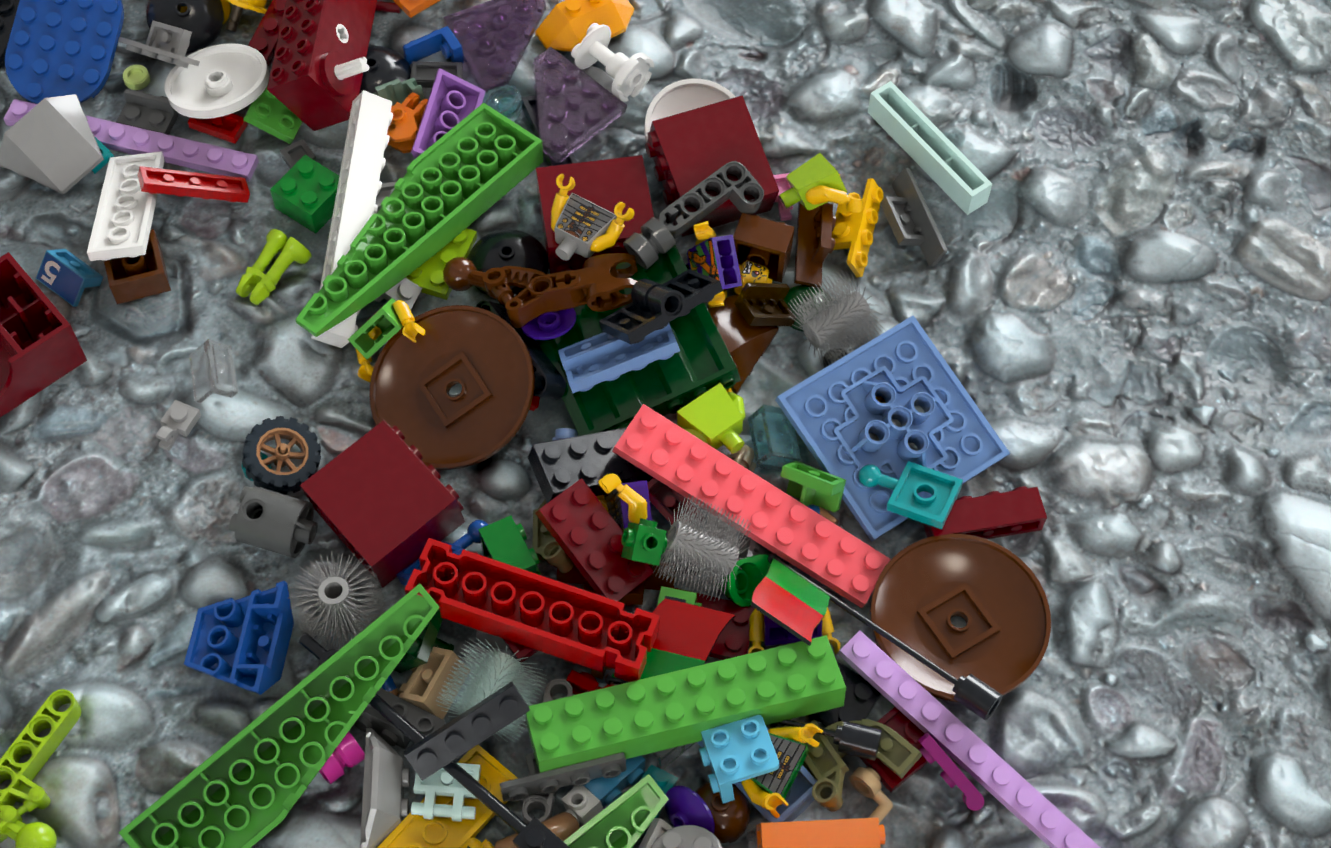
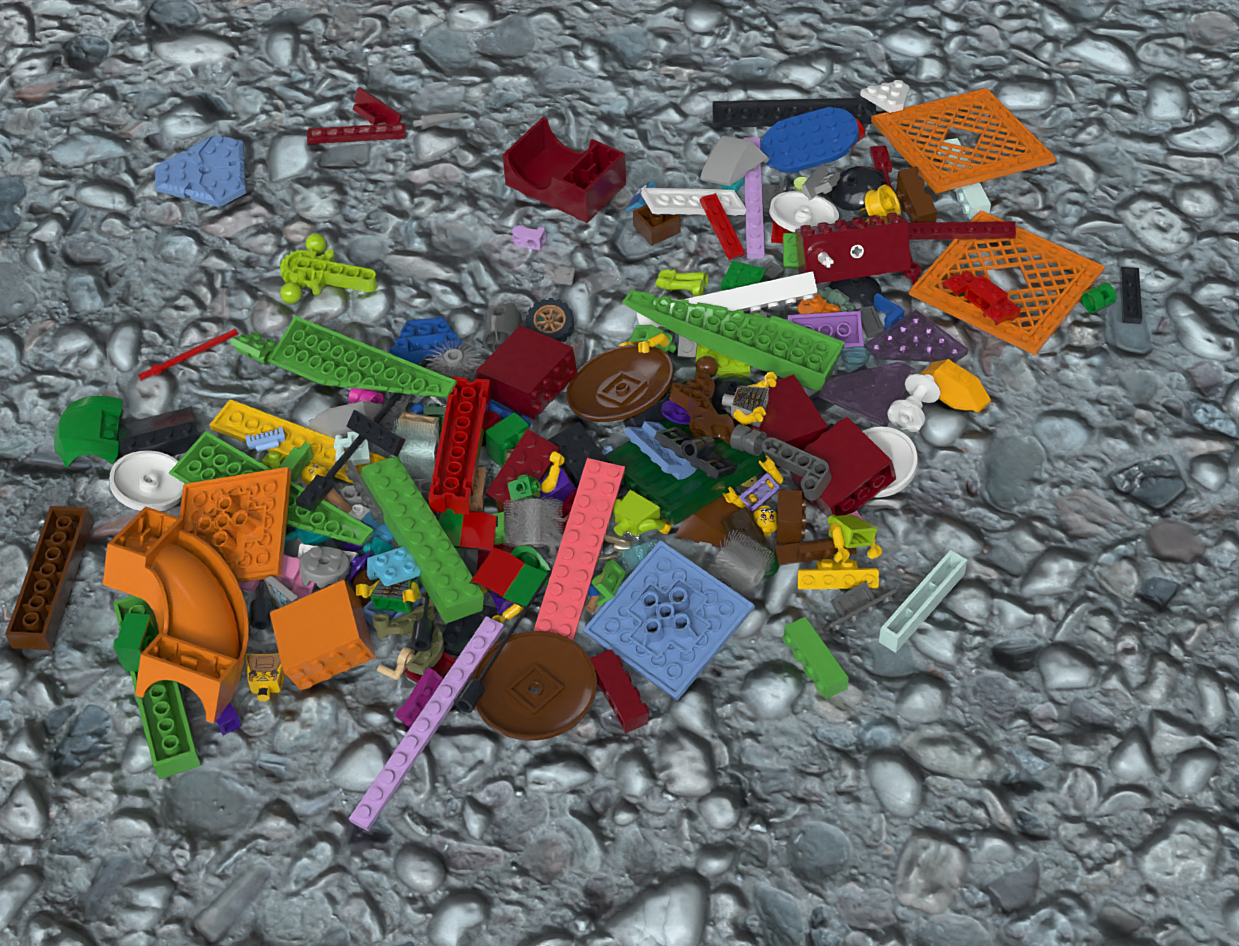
camera: 80 degrees right, 10 degrees down
(77, 449) = (529, 237): none -> lavender leg
(912, 481) = (617, 631): teal plate -> none
(981, 284) = (815, 658): none -> bright green brick

